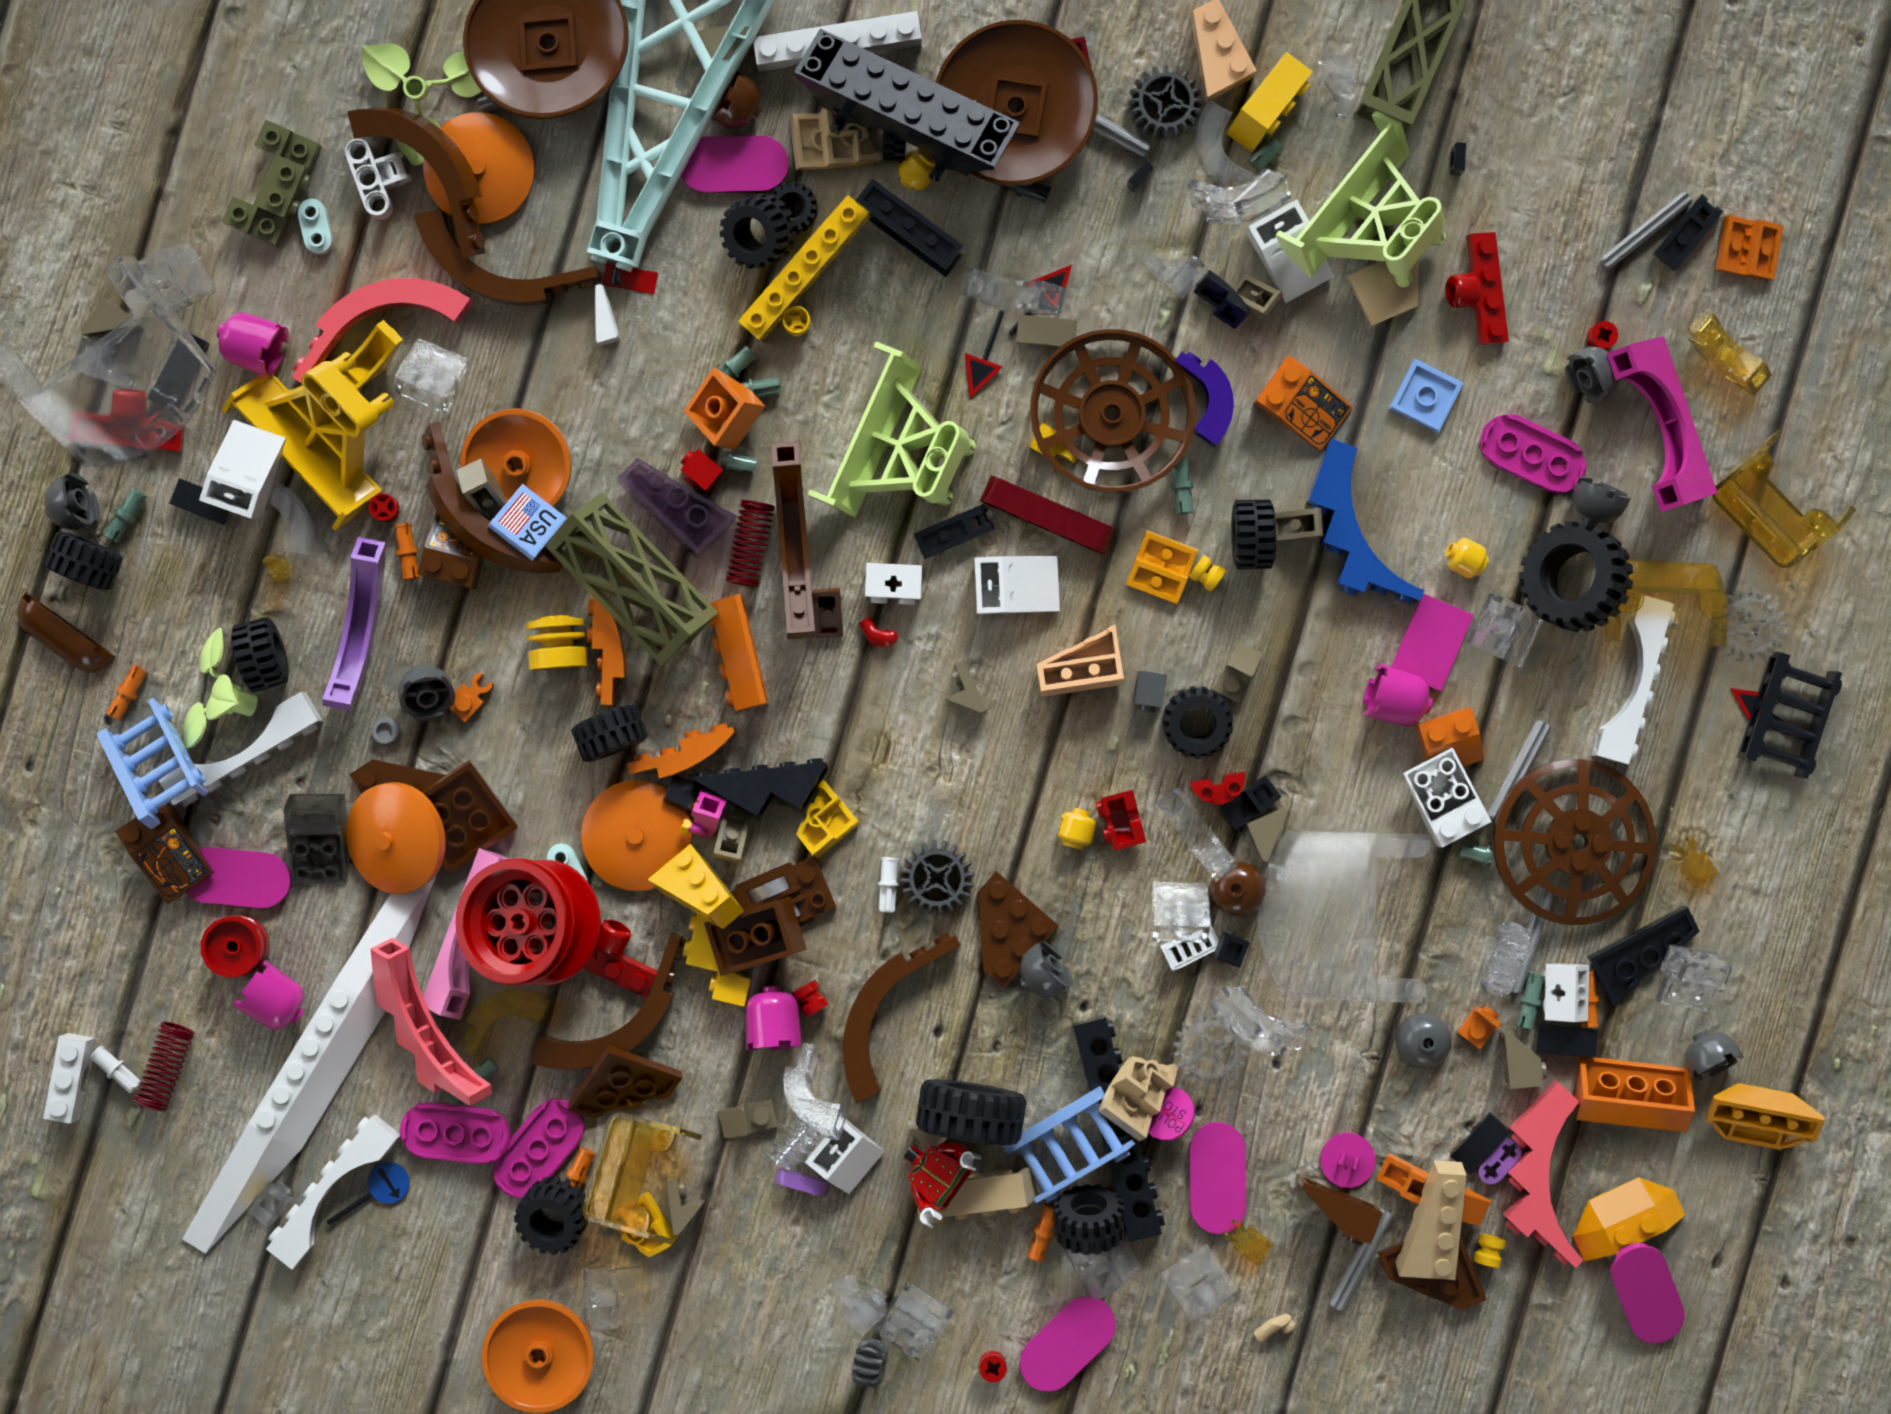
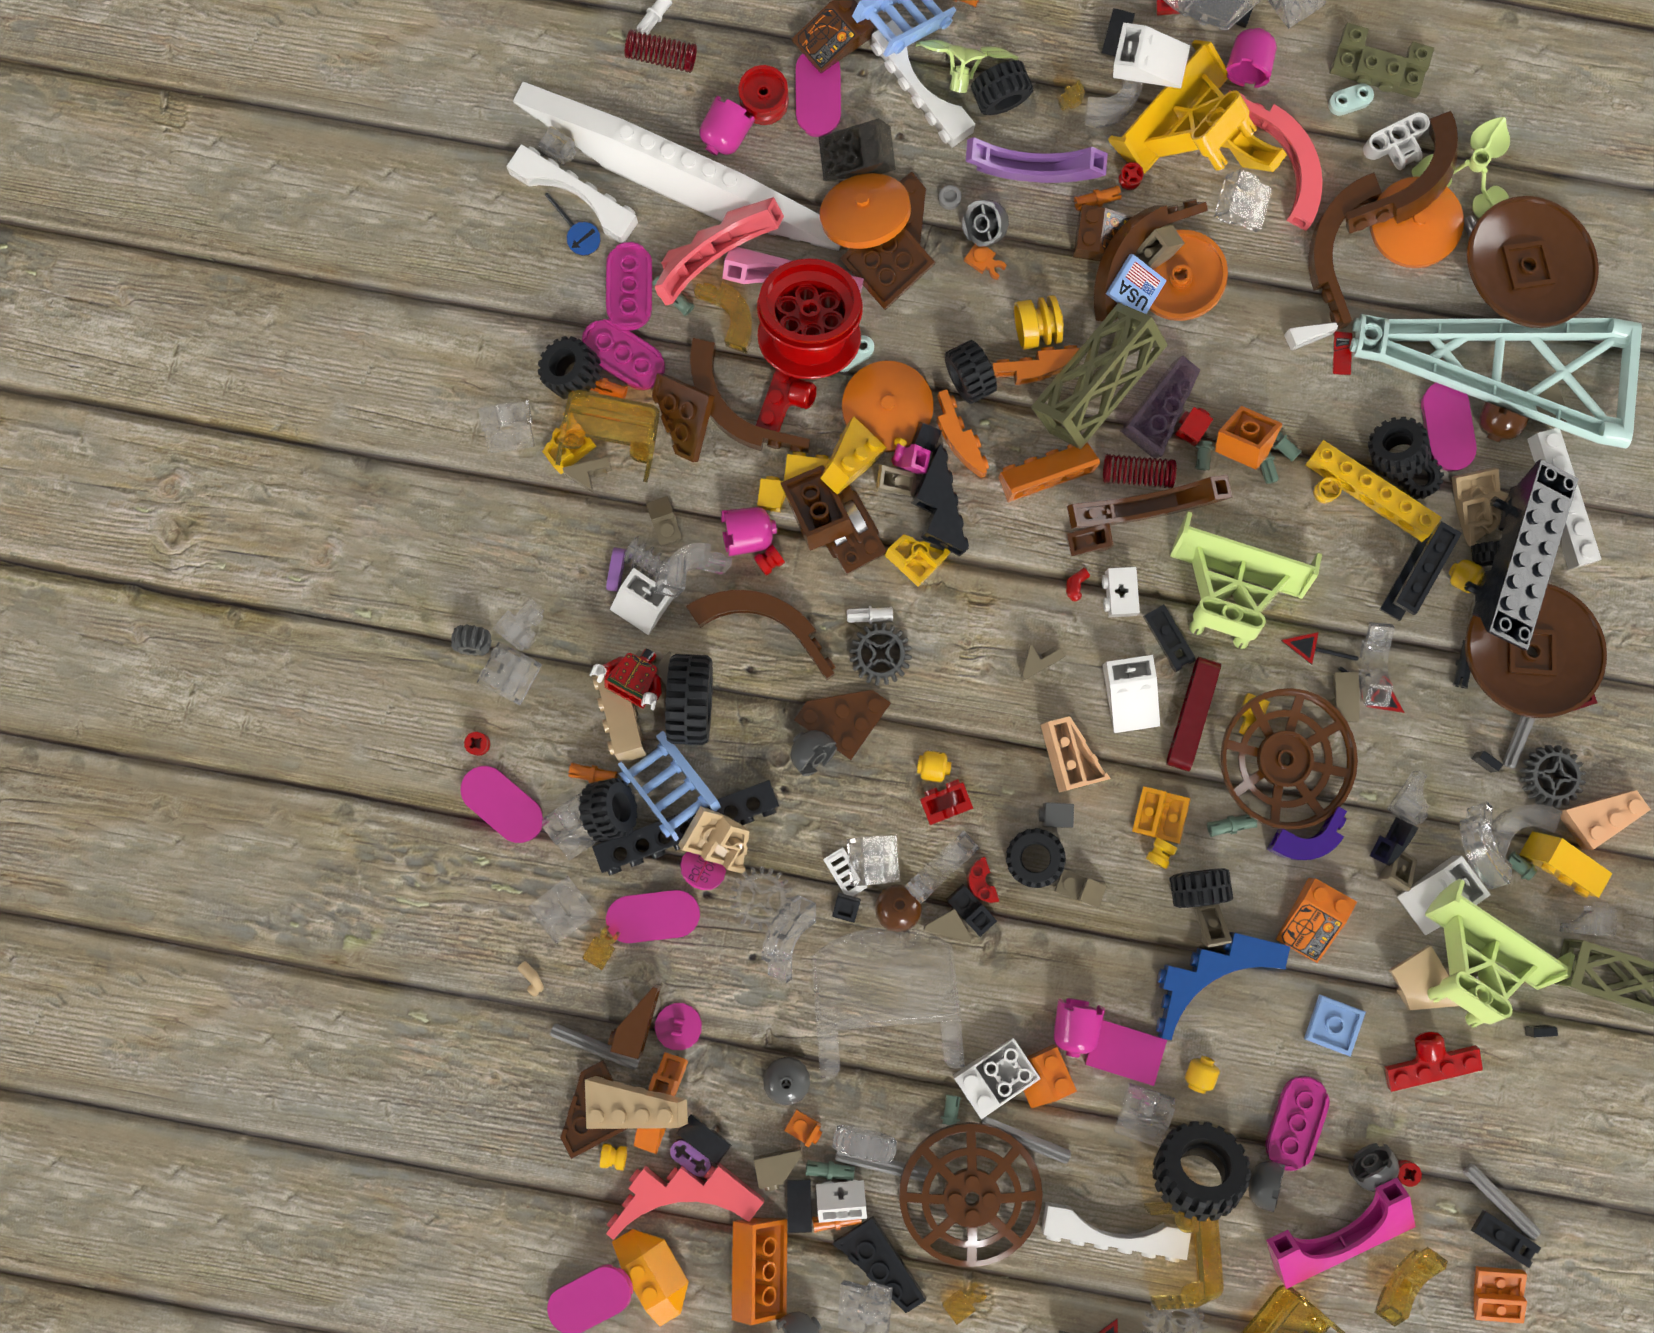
camera: 85 degrees right, 5 degrees down
(538, 1356) = (453, 369): orange dish -> none

